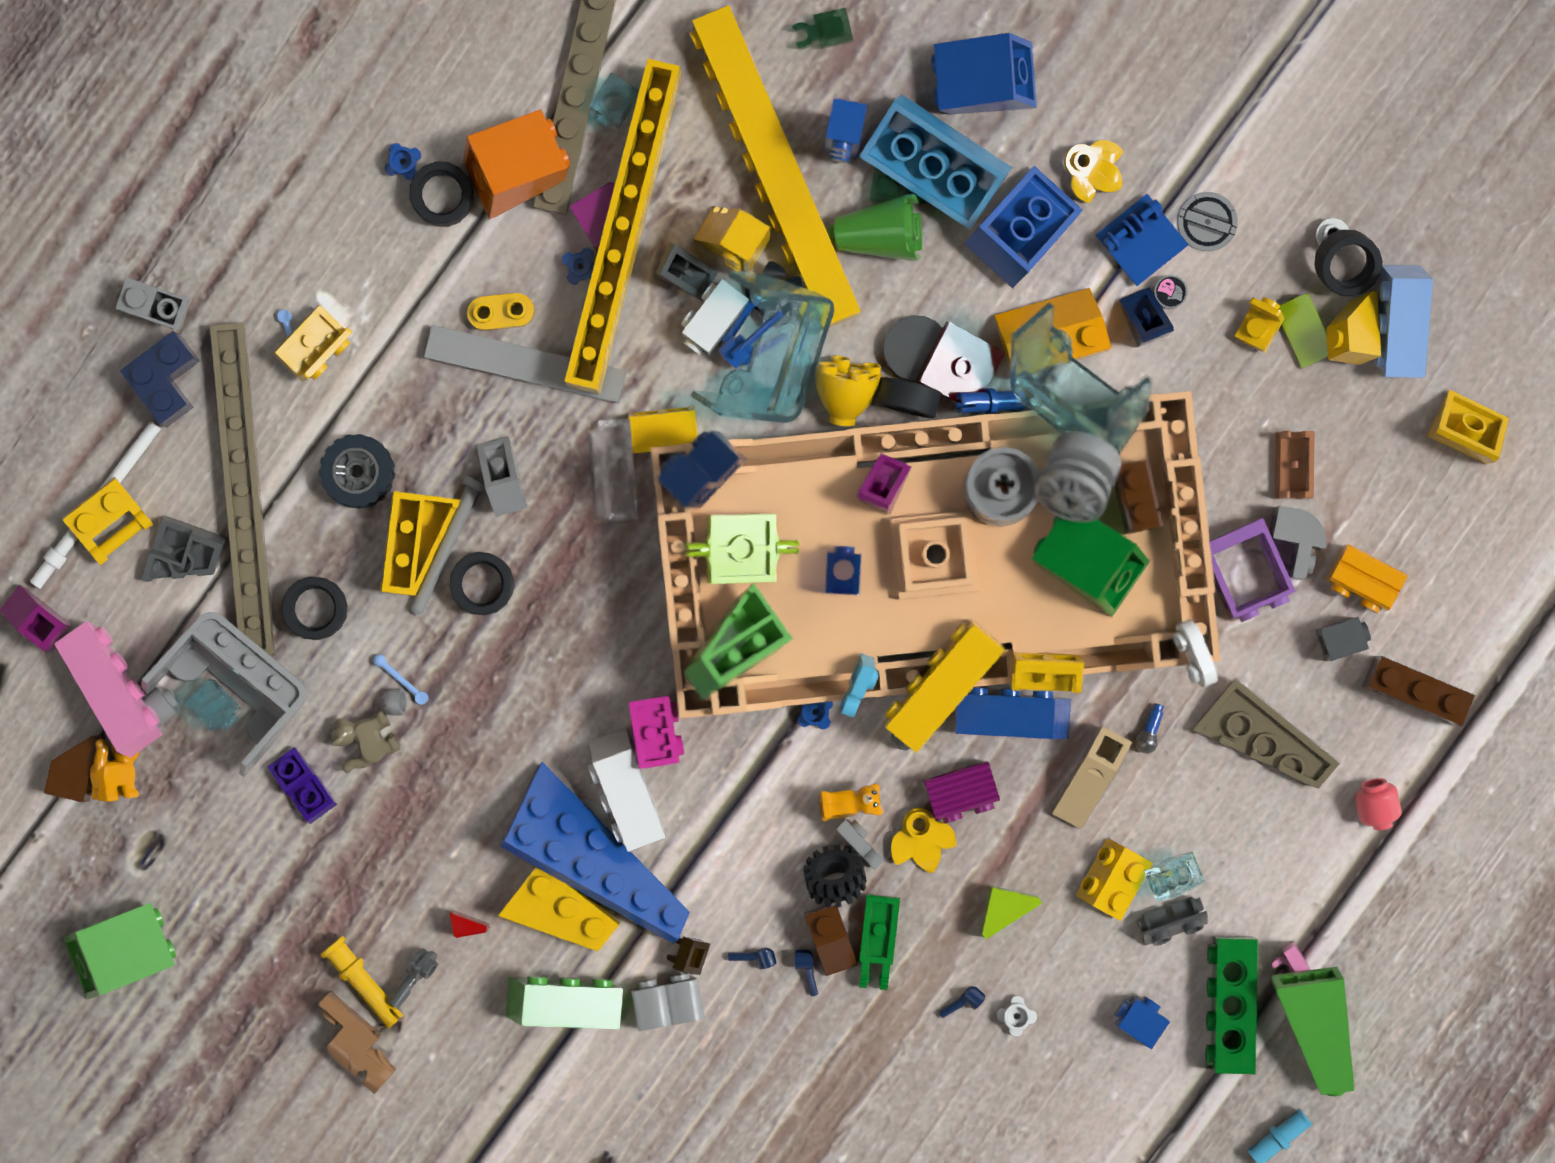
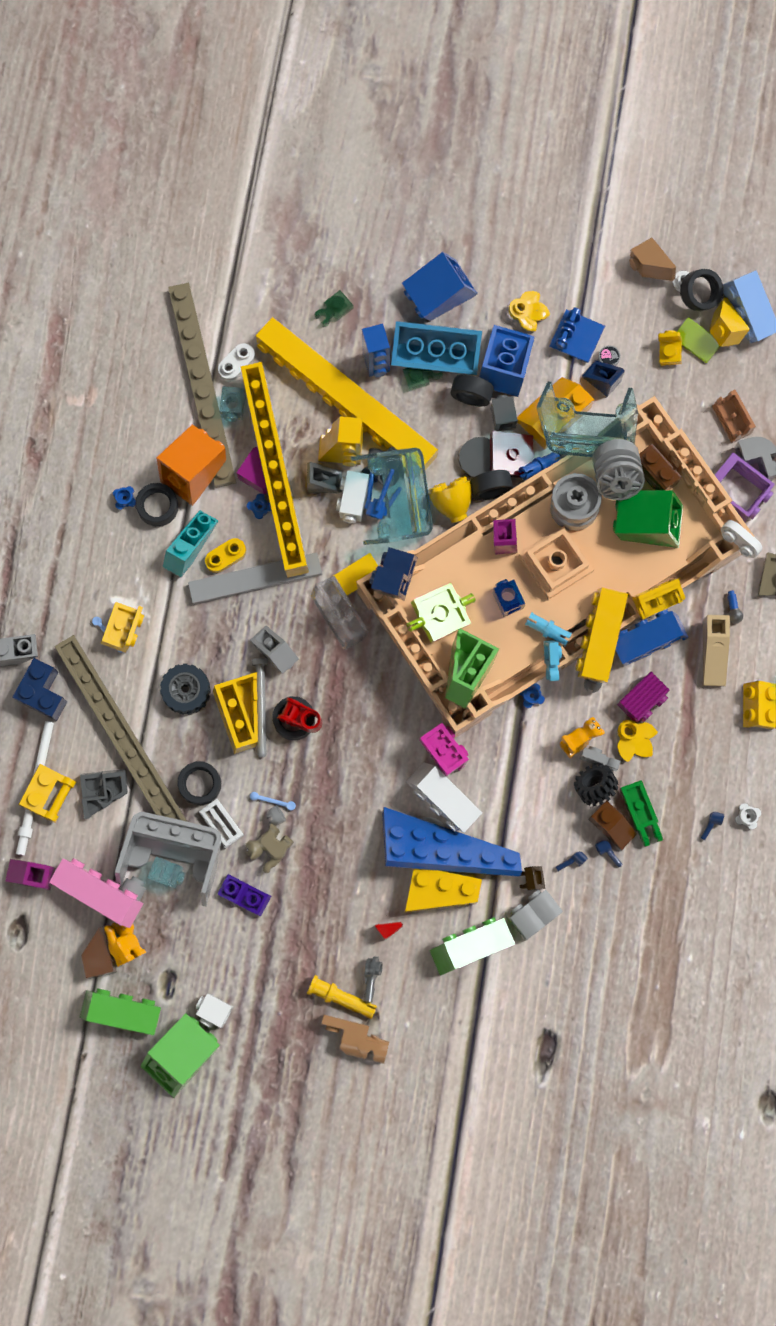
camera: 25 degrees left, 10 degrees down
(67, 857) = (120, 1011): none -> bright green wedge
(189, 916) = (213, 1011): none -> white brick
(323, 703) = (233, 839): none -> white tile
(459, 271) = (189, 543): none -> teal slope
(487, 588) = (297, 714): none -> red piece
(651, 44) = (235, 360): none -> white plate
(875, 641) = (548, 629): none -> medium azure pin
(881, 230) = (425, 400): bright green cone -> none
(951, 249) = (472, 390): none -> black tyre
(980, 300) = (503, 413): none -> dark grey brick
(1004, 908) = (705, 754): lime slope -> none
(1207, 221) = (608, 309): light grey sticker -> none
(1301, 185) = (652, 261): none -> medium nougat slope

